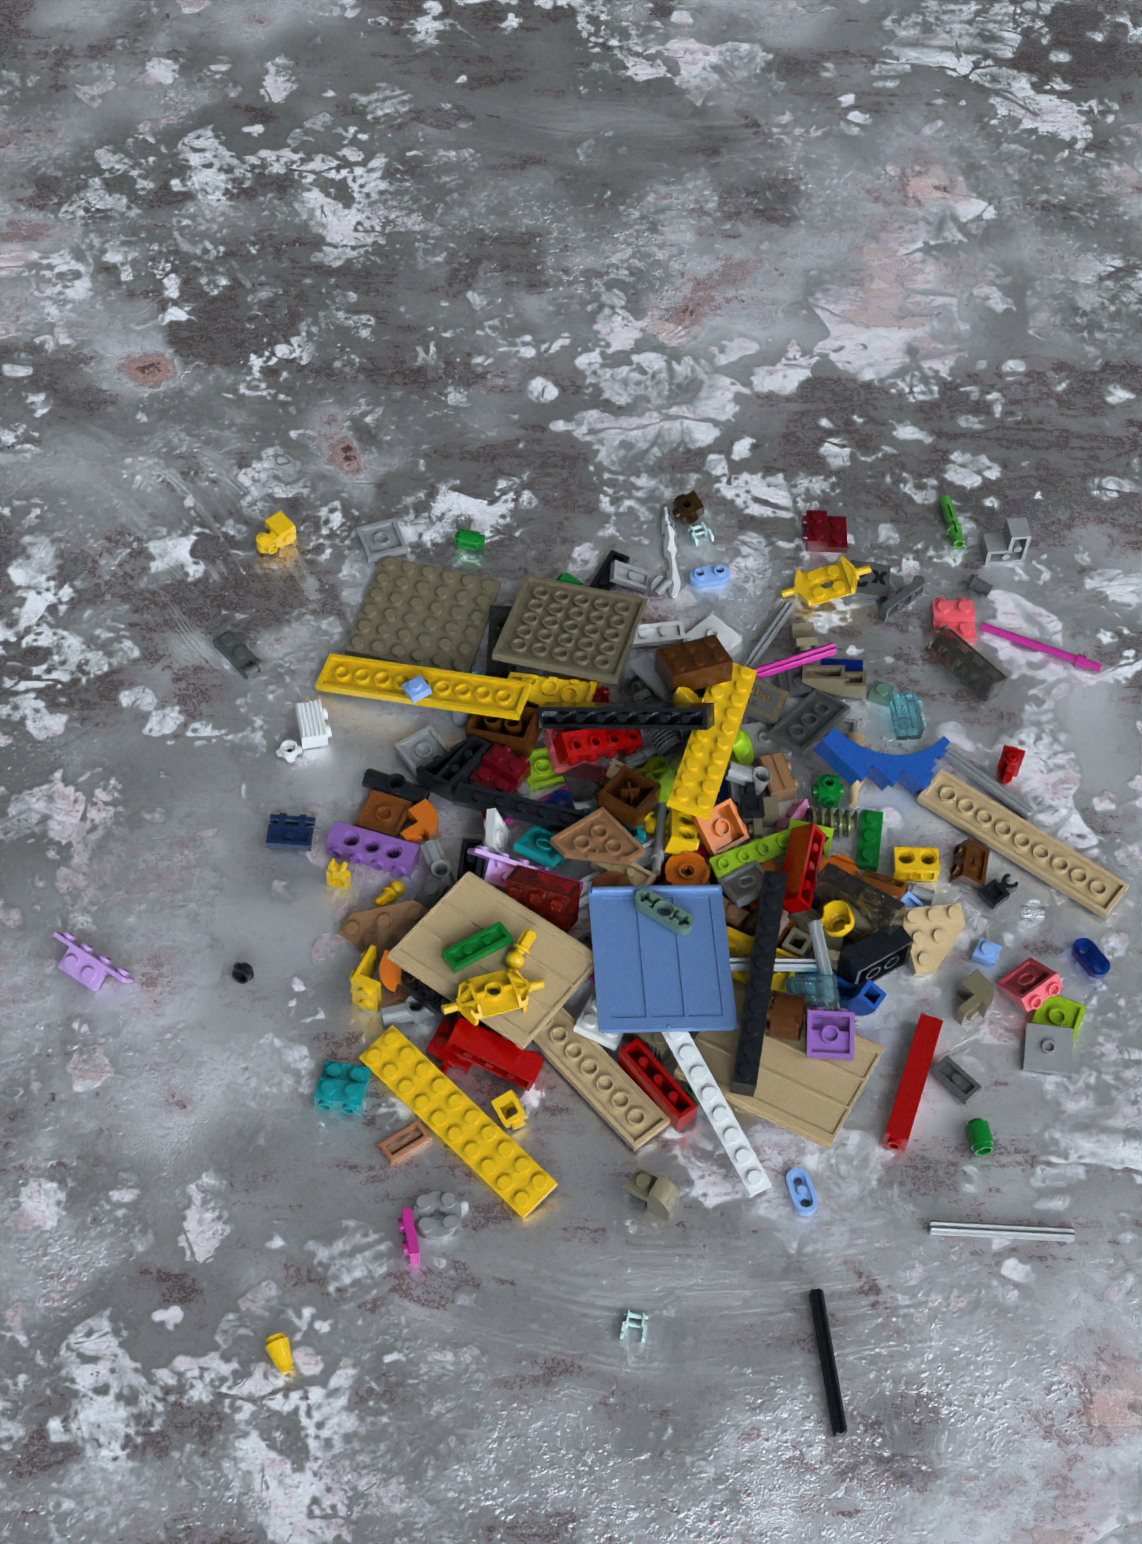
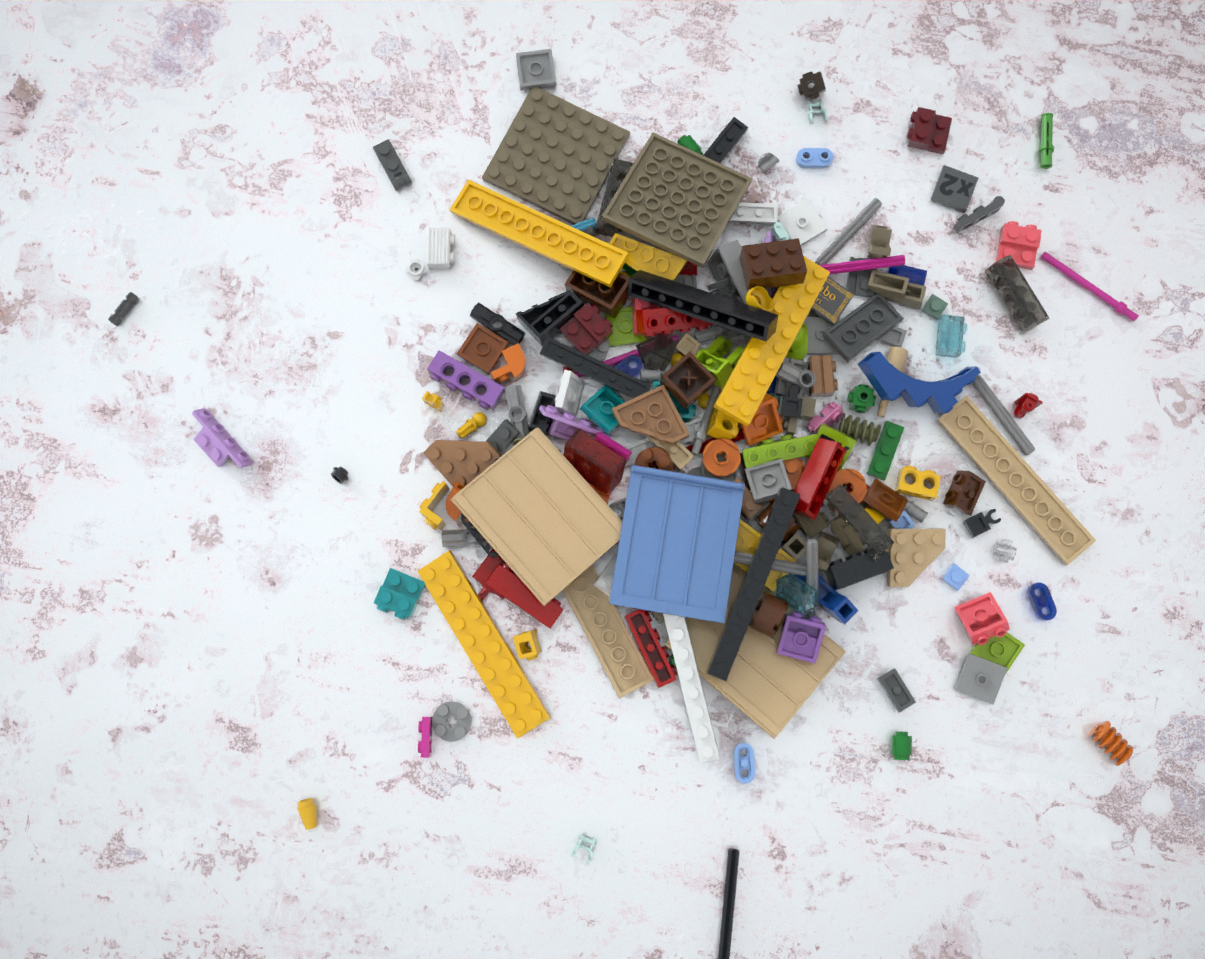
camera: 15 degrees right, 25 degrees up
(278, 533) = (449, 47): yellow brick -> none
(290, 837) = (401, 354): dark blue plate -> none
(387, 1153) = (423, 658): nougat tile -> none
(416, 689) = (530, 236): light blue plate -> none
(421, 748) = (527, 290): light grey plate -> none
(469, 540) = (612, 83): green brick -> none
(477, 947) = (525, 507): green plate -> none
(477, 1003) = (514, 565): yellow plate -> none
(515, 958) = (555, 522): yellow axle -> none
(630, 576) = (743, 148): light grey plate -> none
(658, 1192) = (624, 742): dark tan brick -> none
(659, 902) = (688, 510): sand green beam -> none
(671, 552) = (787, 126): light grey sword -> none
(837, 918) = (835, 534): yellow hair -> none
(841, 575) = (929, 179): yellow plate -> none
(912, 1082) = (860, 686): red brick -> none
(978, 996) = (937, 617): dark tan brick -> none
(979, 585) = (1052, 212): dark grey pin -> none
(1003, 1231) = (896, 829): light grey axle -> none
(1008, 545) = (1089, 176): light grey brick -> none

